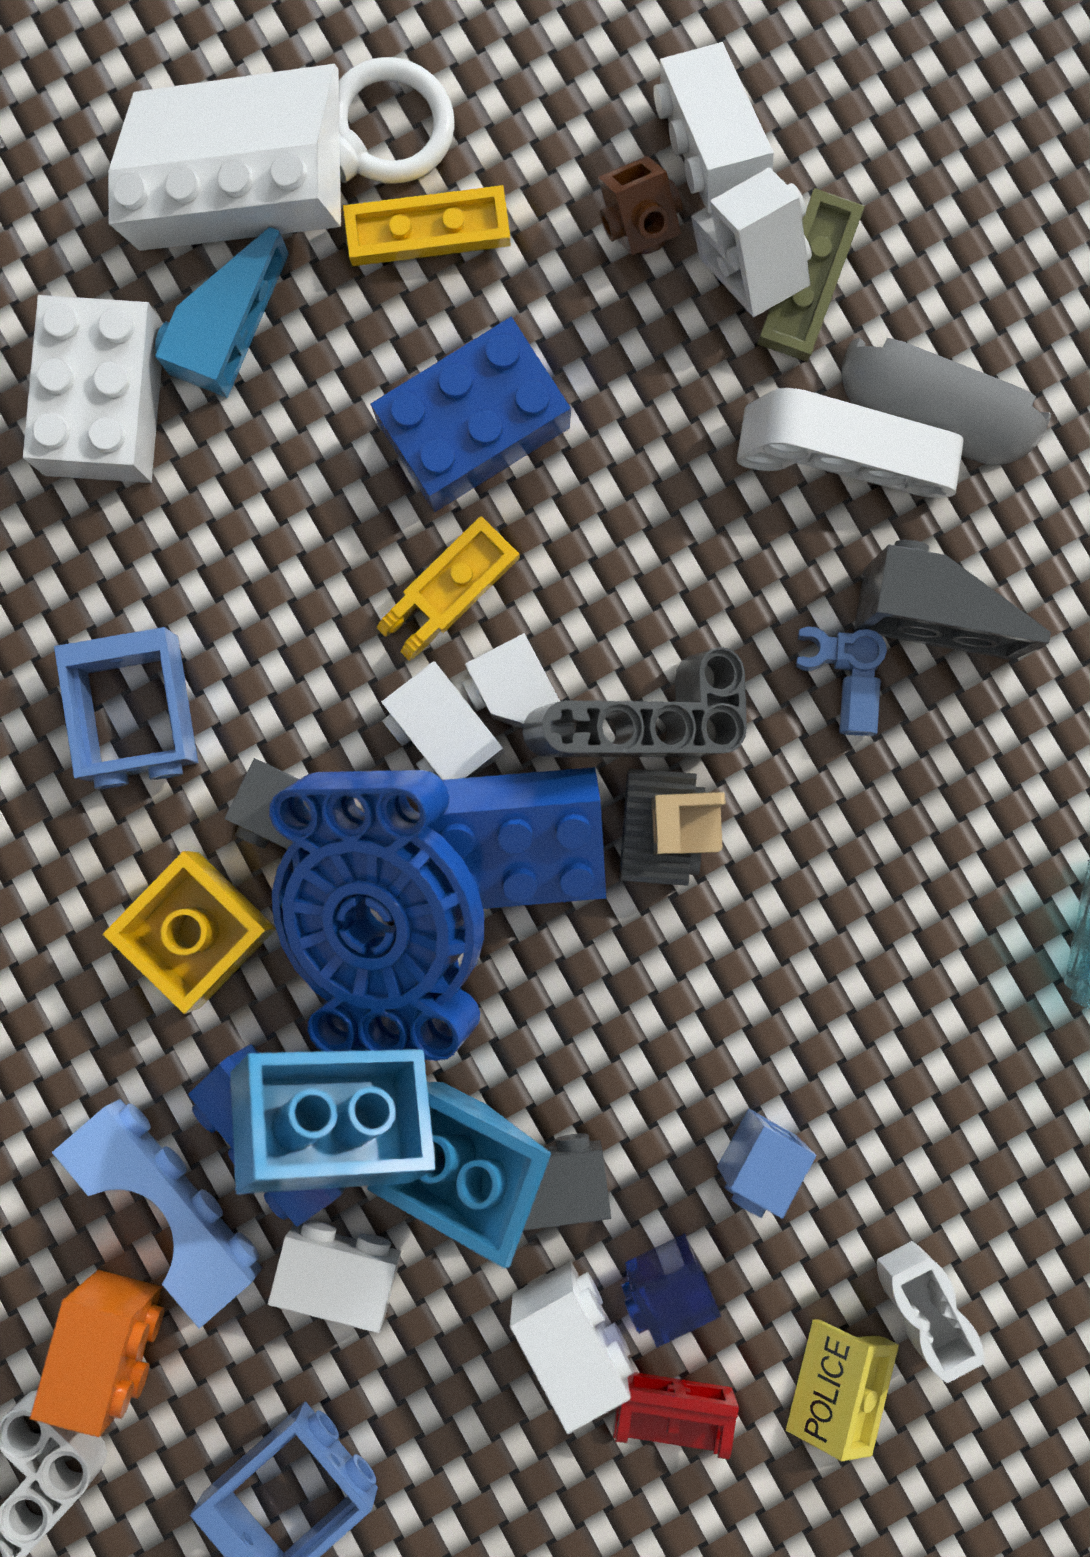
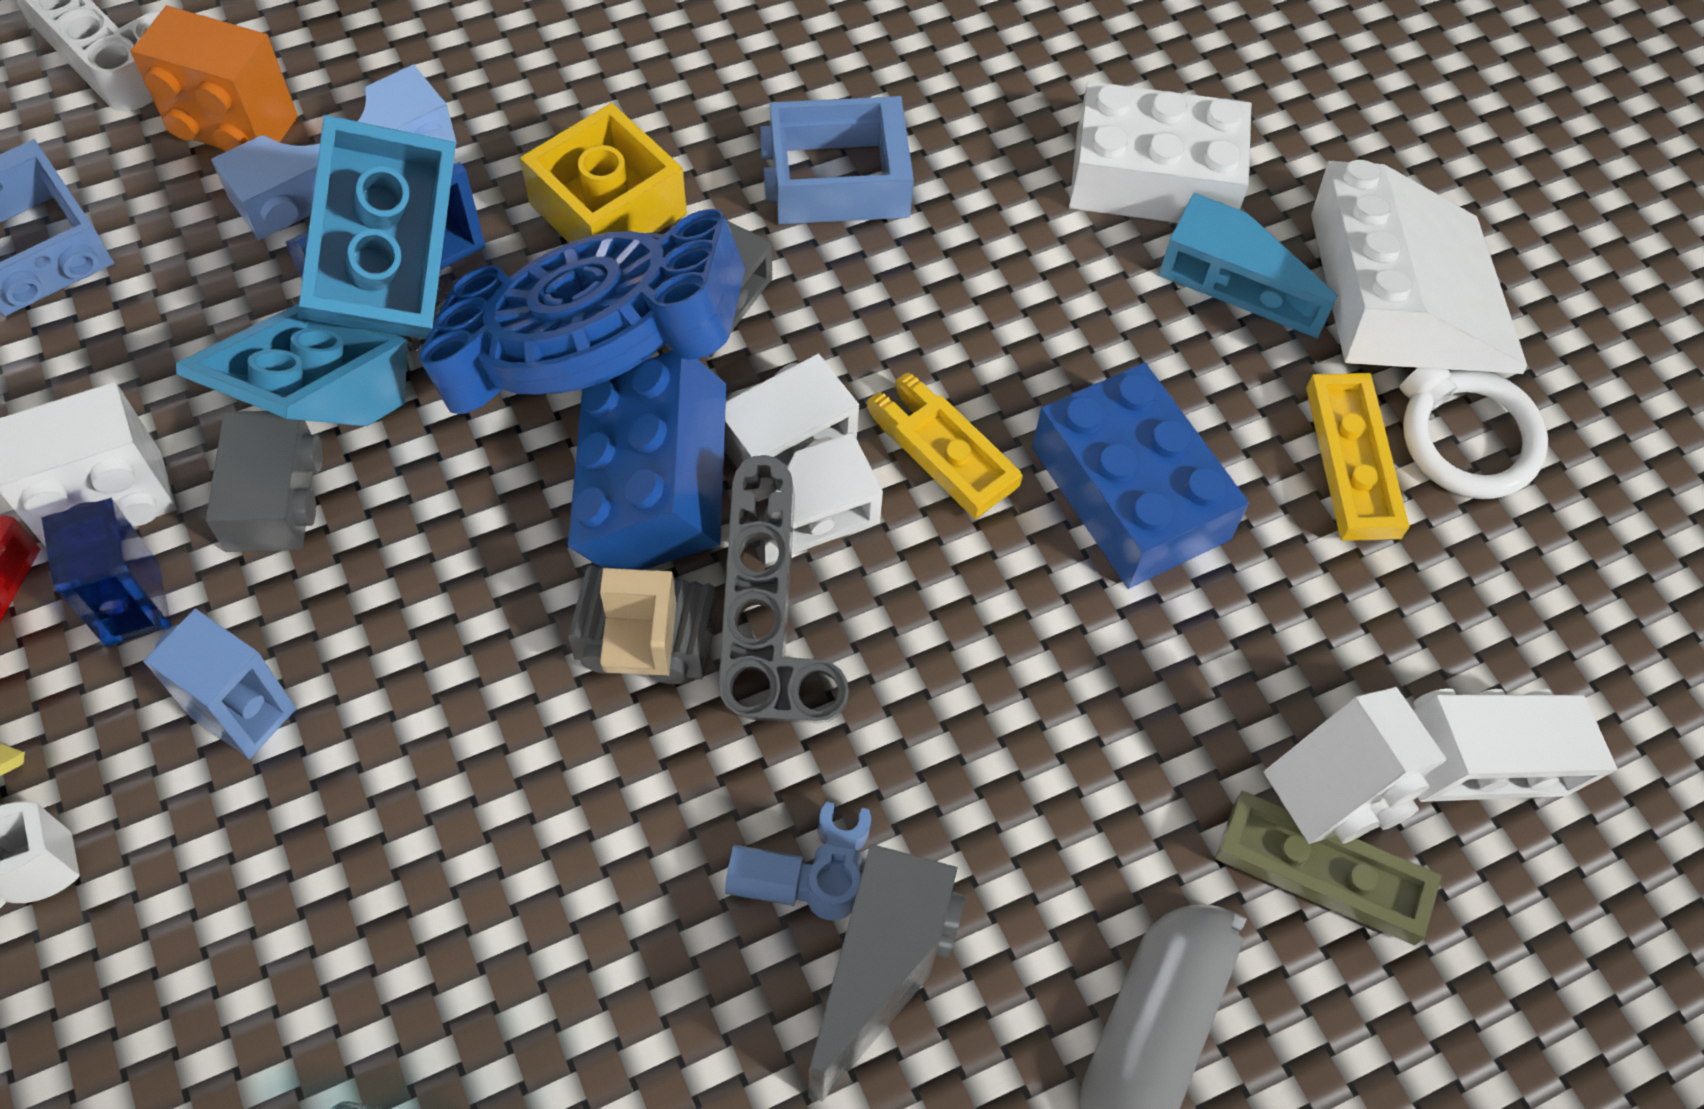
camera: 90 degrees right, 25 degrees down
(335, 1275) = (225, 281): white brick -> none
(640, 206) = (1395, 653): reddish brown brick -> none
(849, 441) = (1100, 893): white beam -> none

